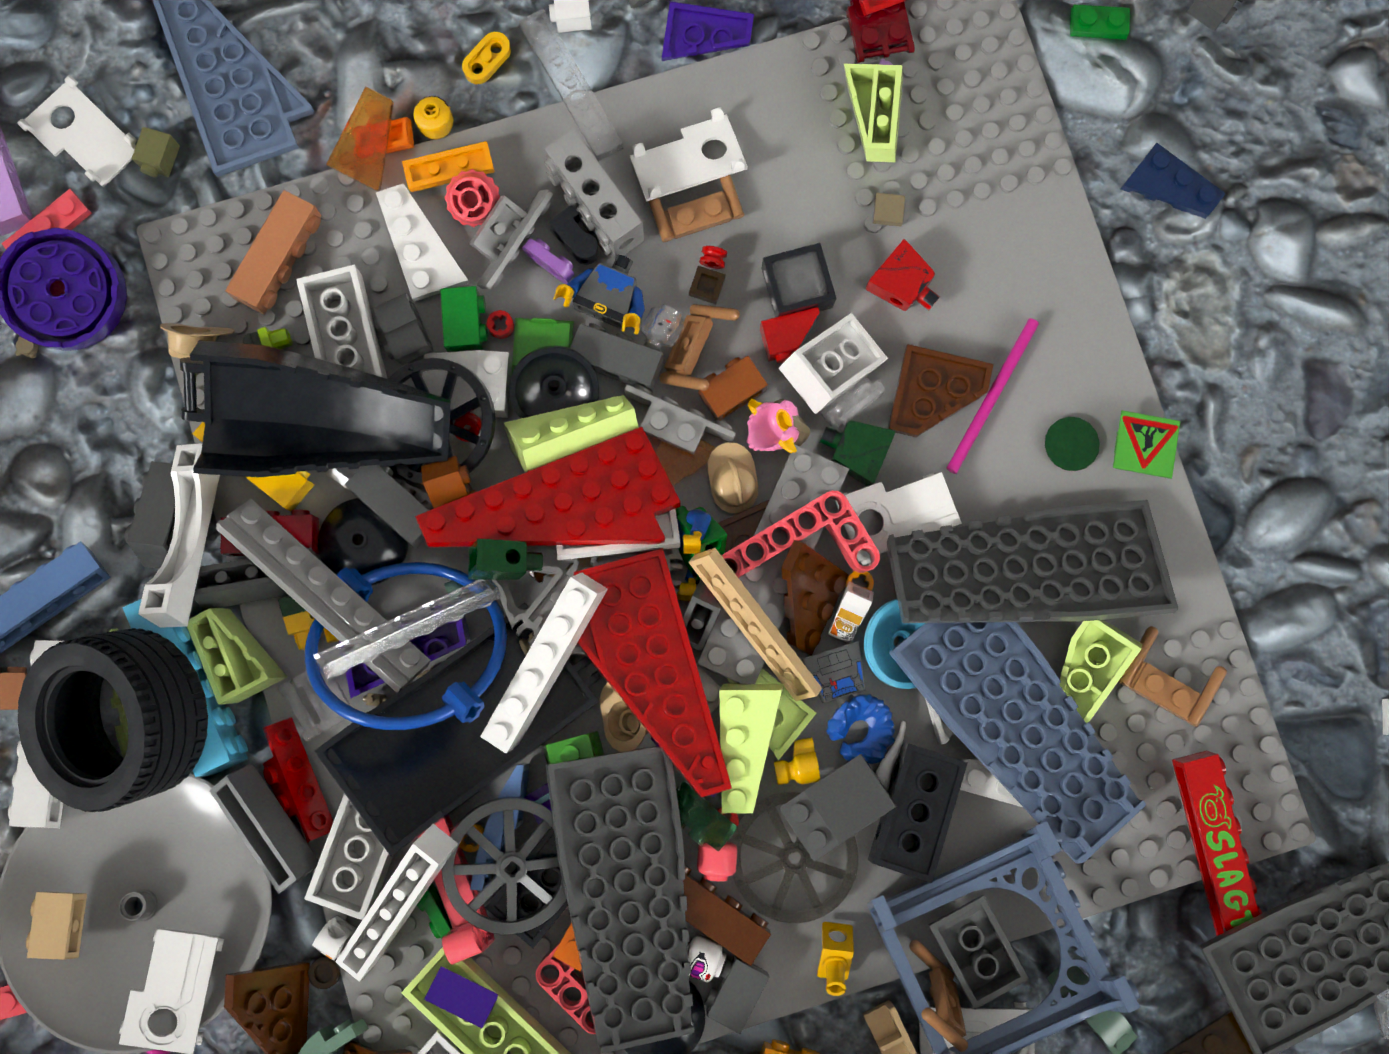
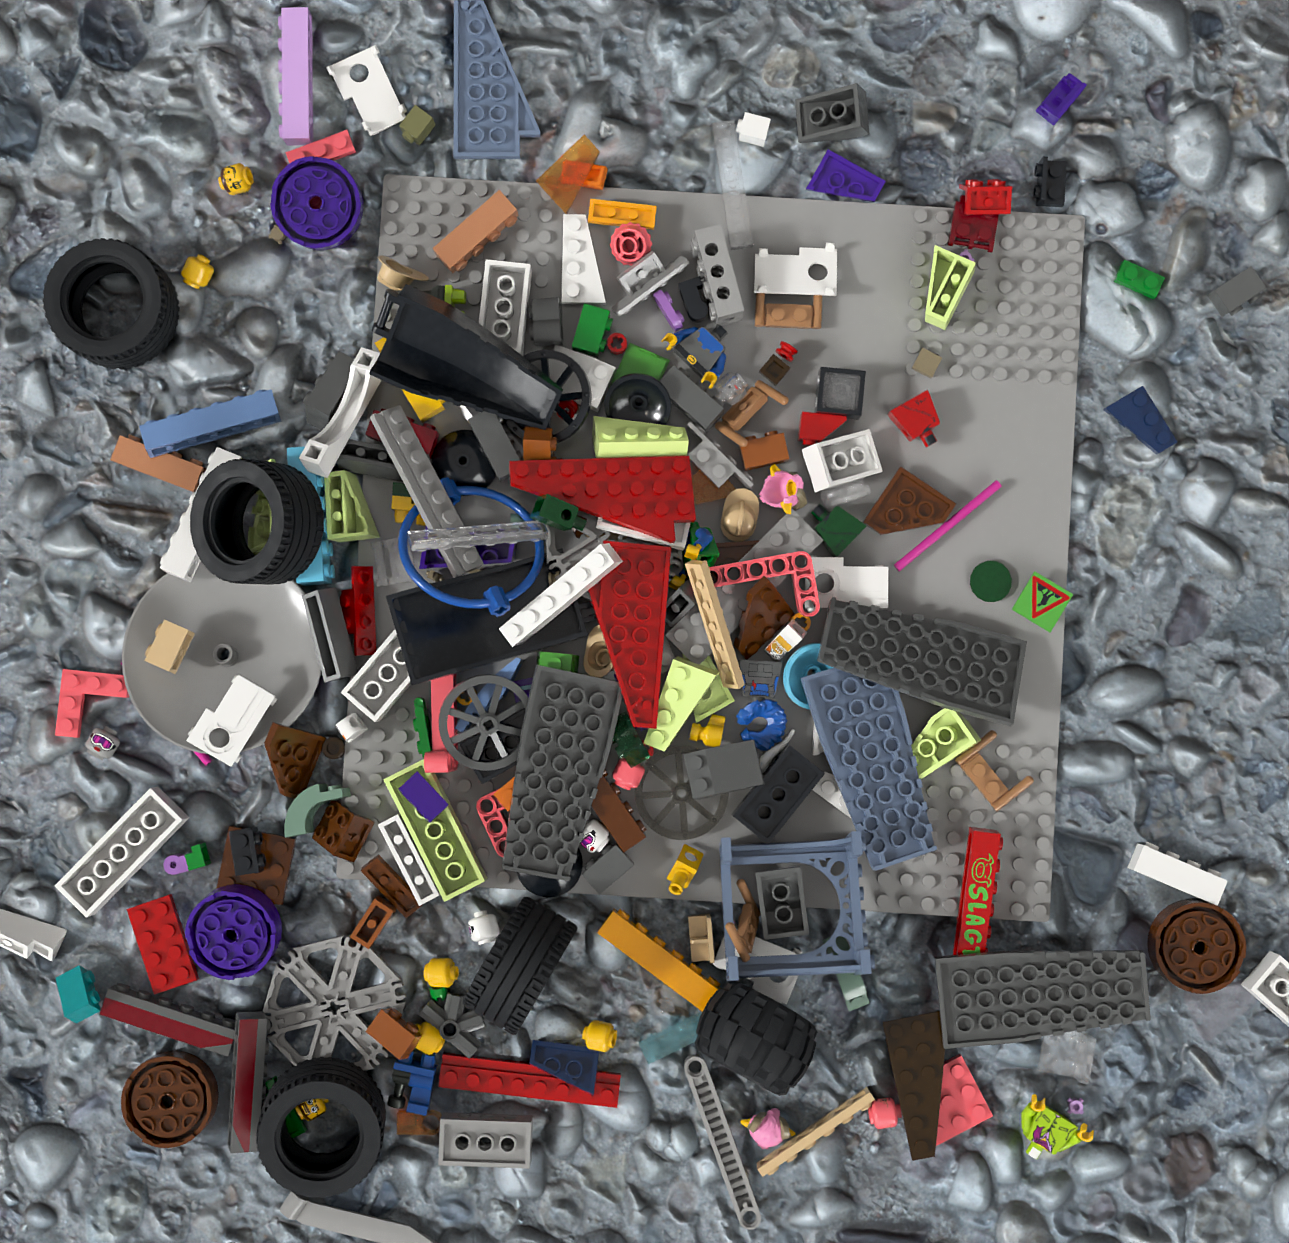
camera: 30 degrees right, 5 degrees up
(396, 901) = (402, 717): white brick -> none
(433, 117) = (620, 178): yellow head -> none
(484, 58) = (678, 142): yellow plate -> none

